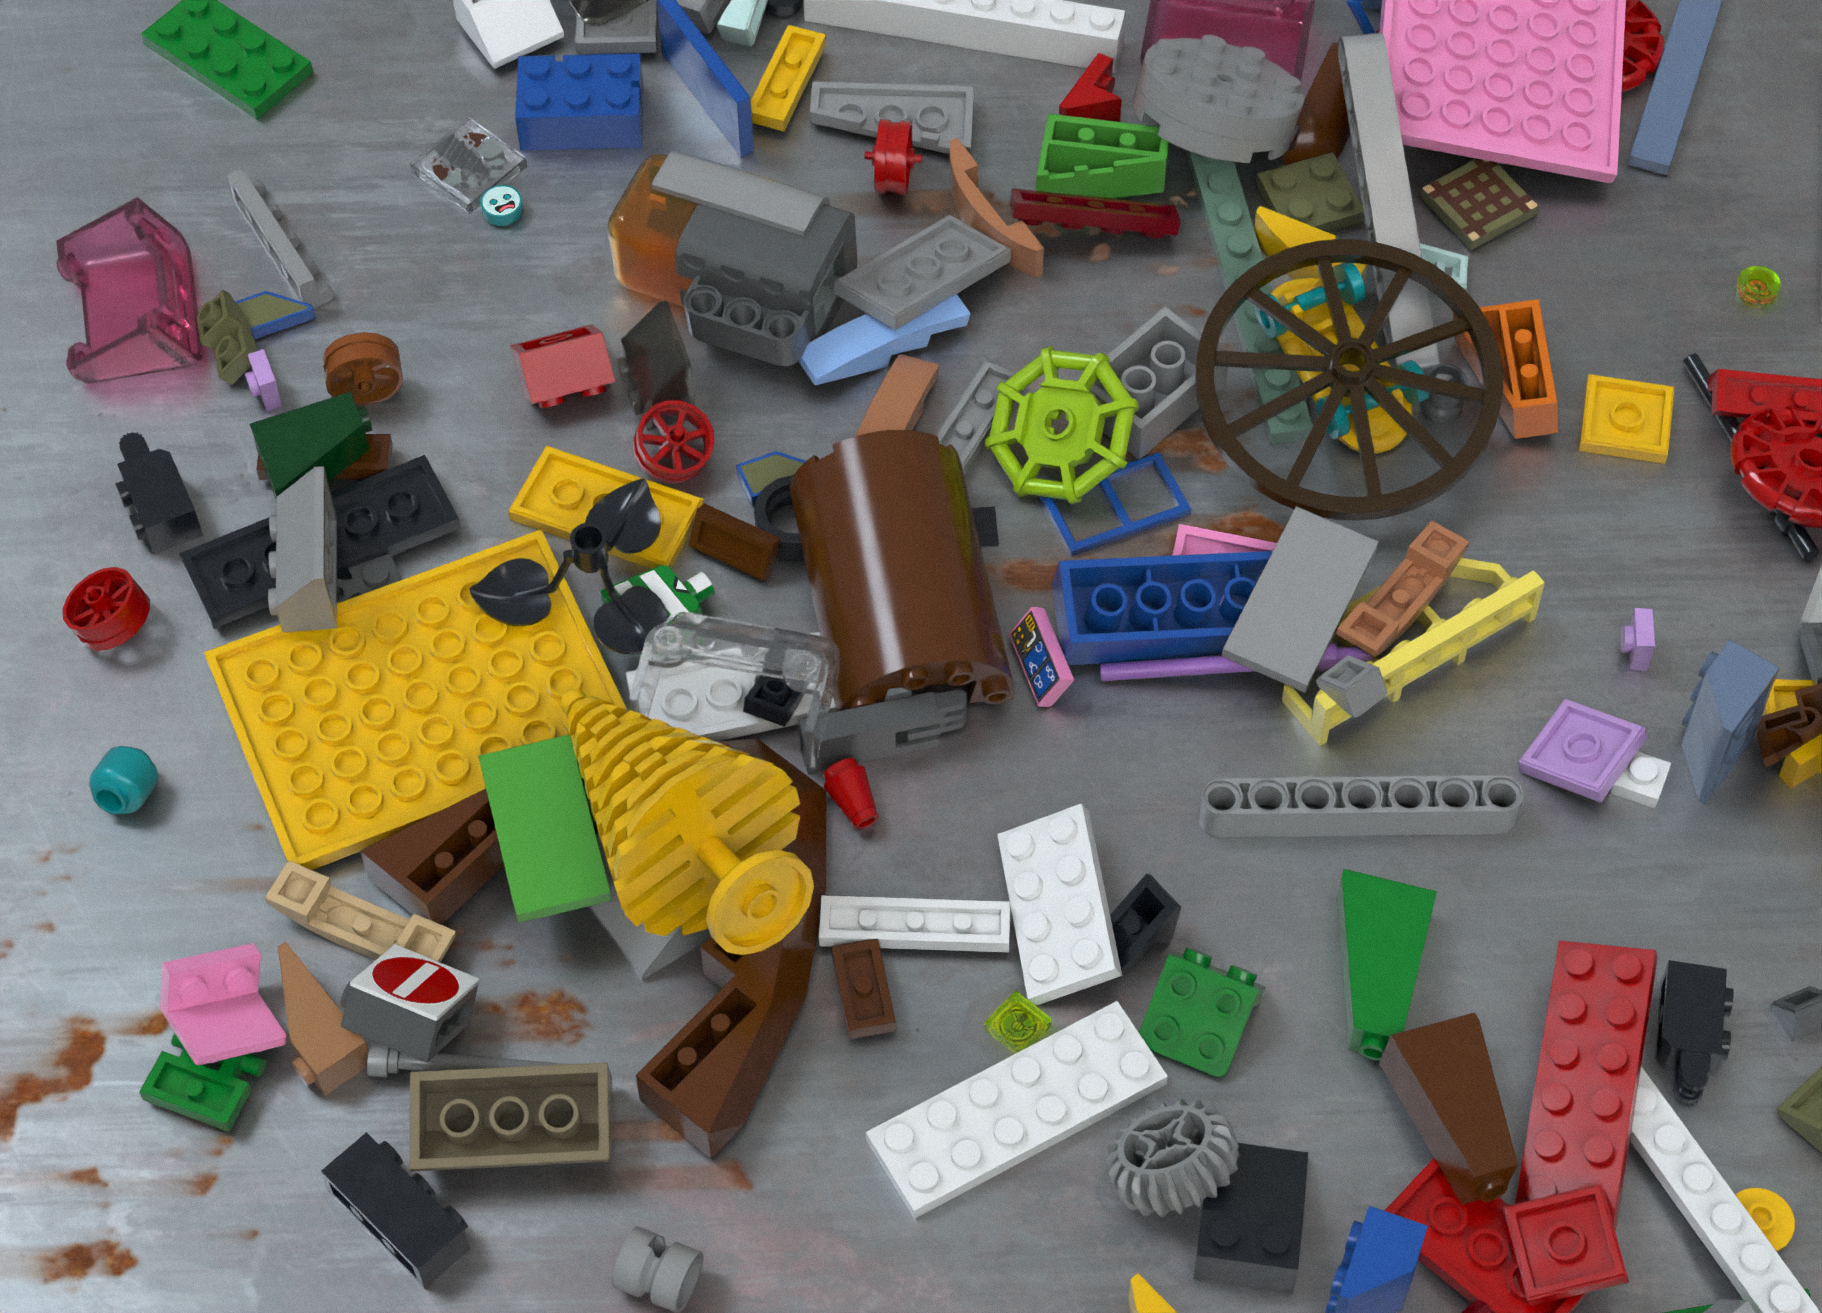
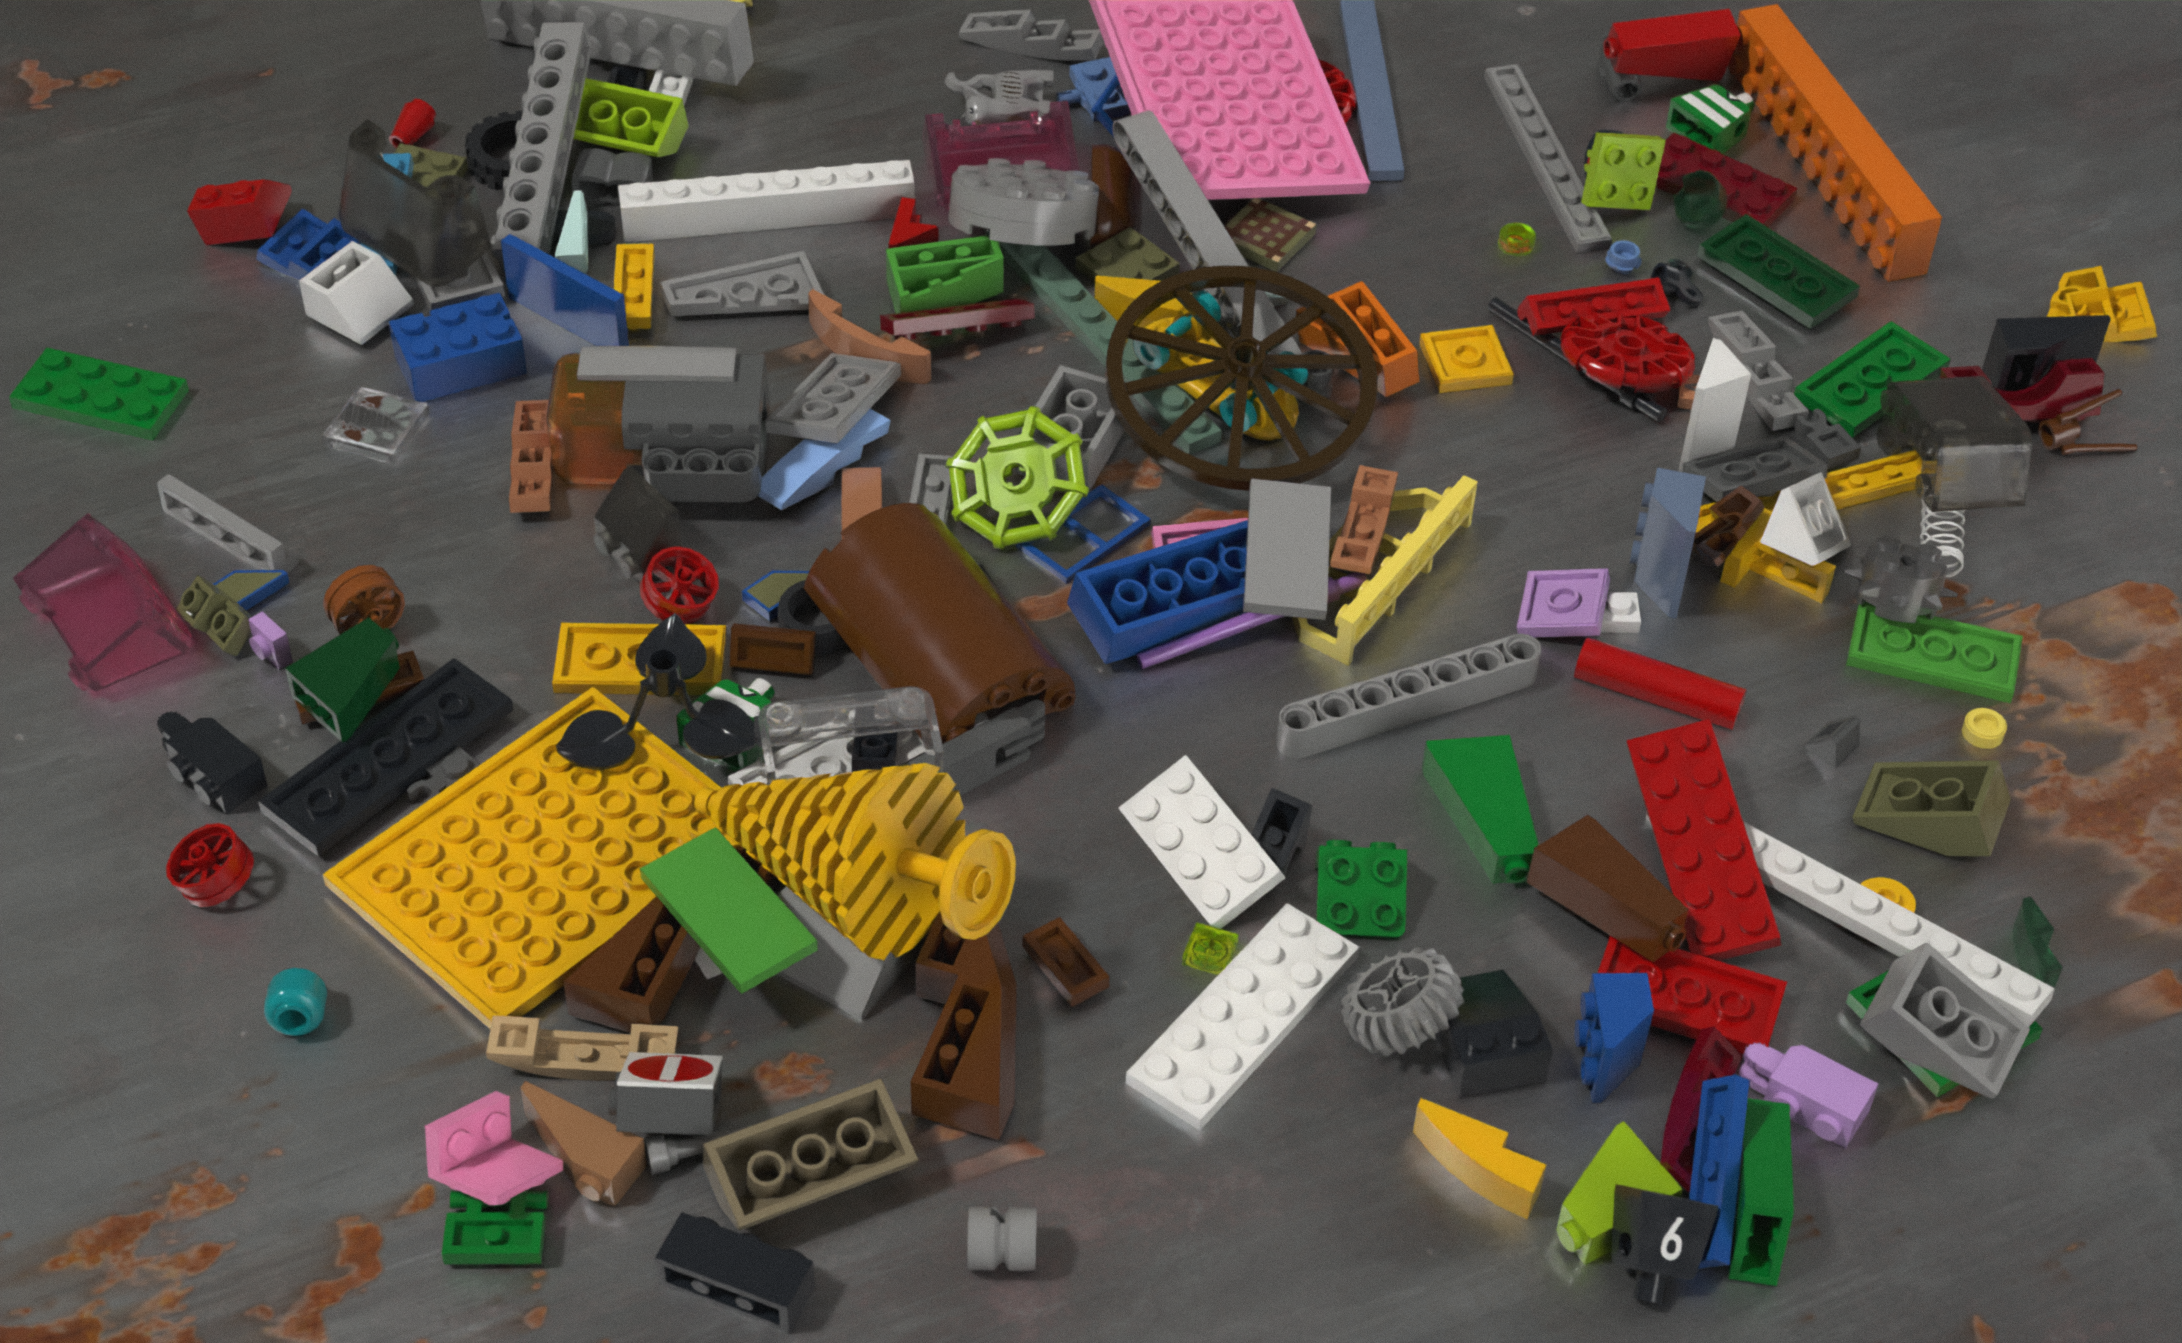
camera: 25 degrees left, 10 degrees down
(304, 555) = (389, 759): light grey slope -> none
(501, 205) = (422, 448): tile -> none
(563, 365) = (546, 554): slope -> none
(590, 260) = (530, 459): none -> nougat slope
(851, 791) = (979, 811): red cone -> none
(893, 157) = (764, 318): red wheel -> none
(916, 923) = (1088, 896): white plate -> none
(1041, 657) = (1087, 661): tile -> none
(1353, 685) = (1367, 596): light grey slope -> none
(1565, 1244) = (1752, 961): red tile -> none
(1639, 639) = (1565, 510): lavender plate -> none
(1643, 879) = (1659, 683): none -> red brick
(1691, 1025) = (1759, 776): black hinge -> none

